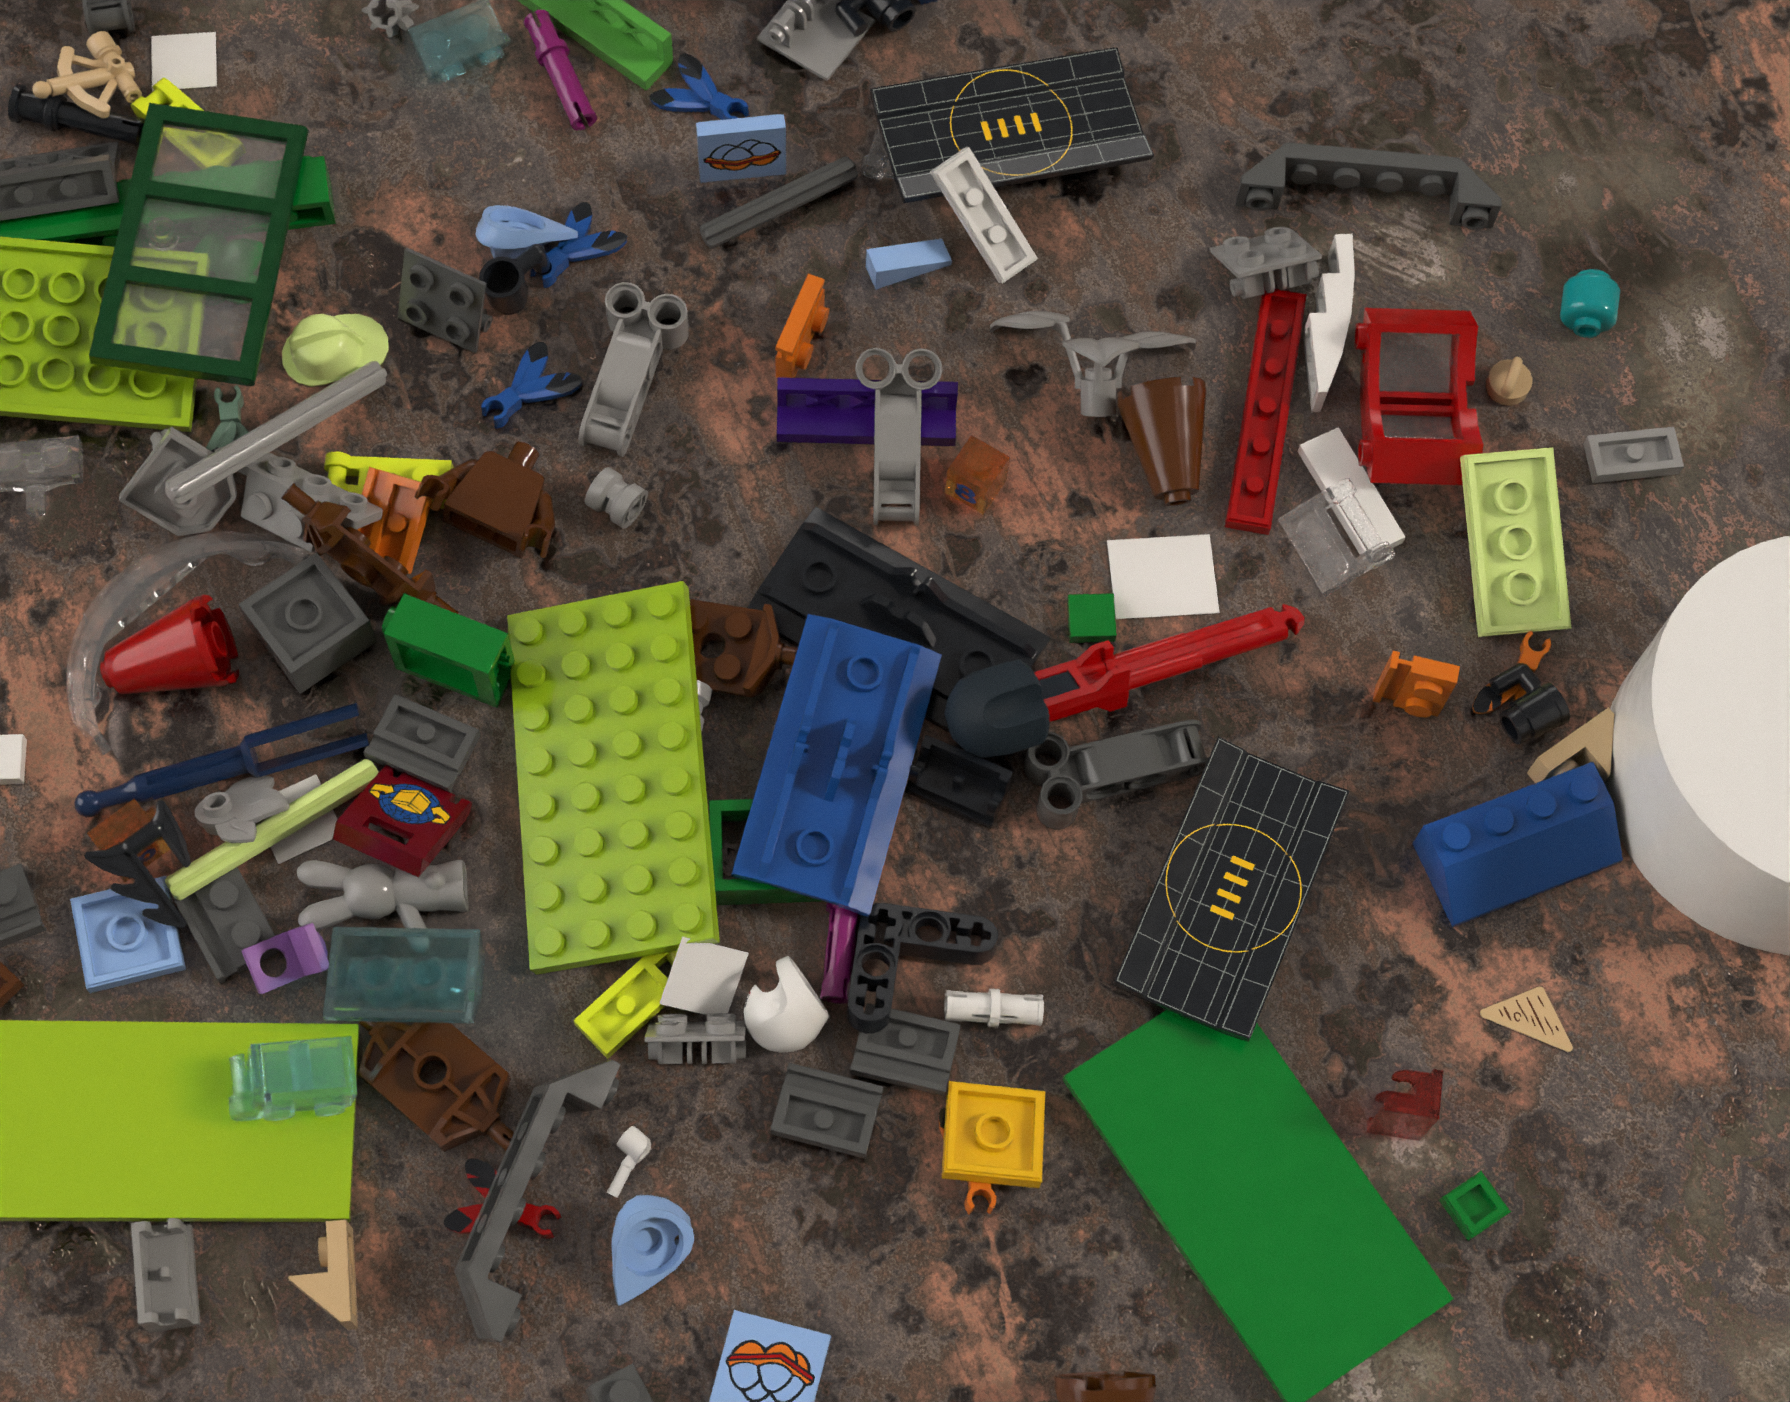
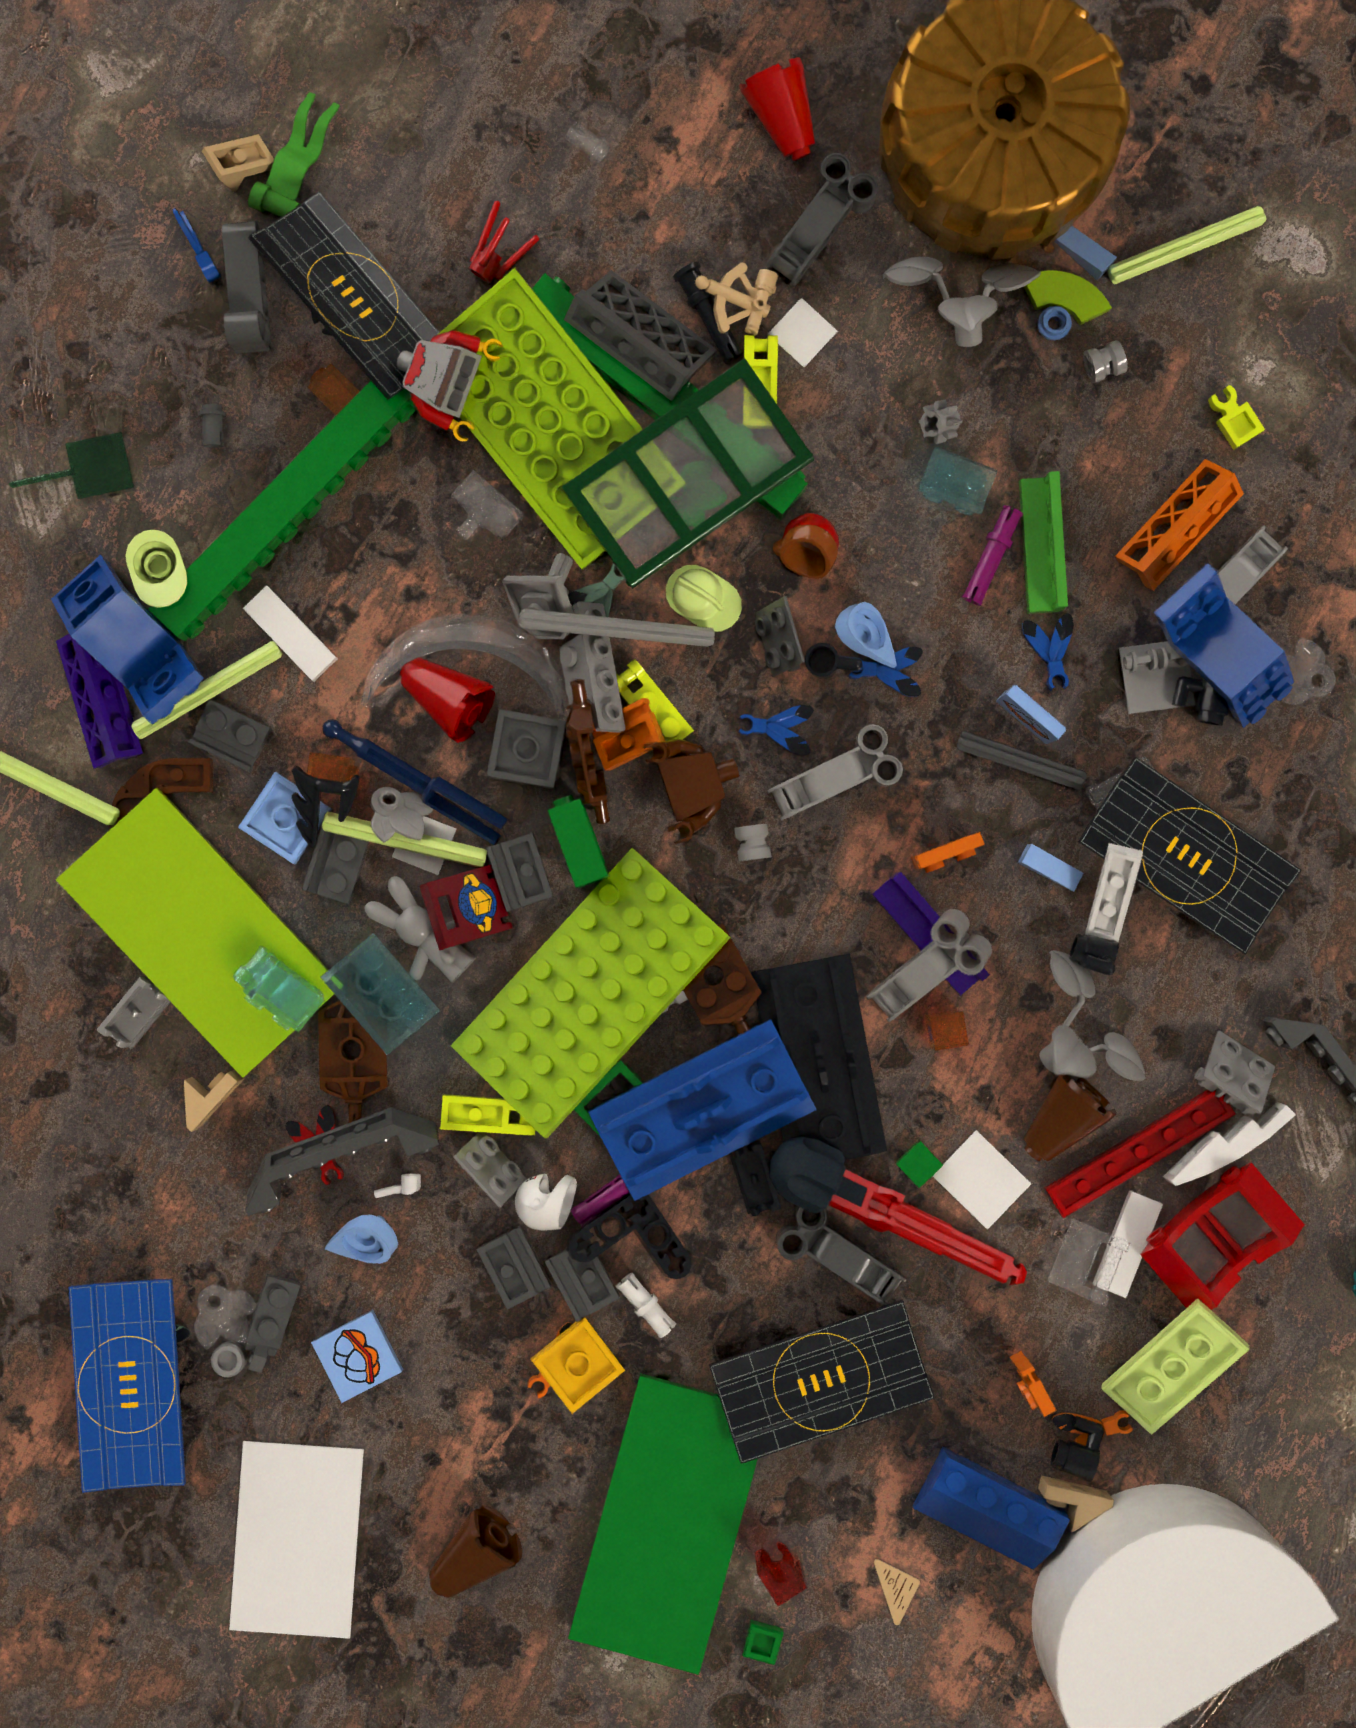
camera: 55 degrees right, 20 degrees up
(303, 952) = (352, 921): medium lavender bracket -> none
(384, 210) = (808, 546): none -> dark orange piece
(703, 977) = (523, 1143): white sticker -> none
(1029, 285) = (1095, 953): none -> black piece
(1509, 382) = (1283, 1275): tan tile -> none
(1633, 454) = (1297, 1385): light grey plate -> none

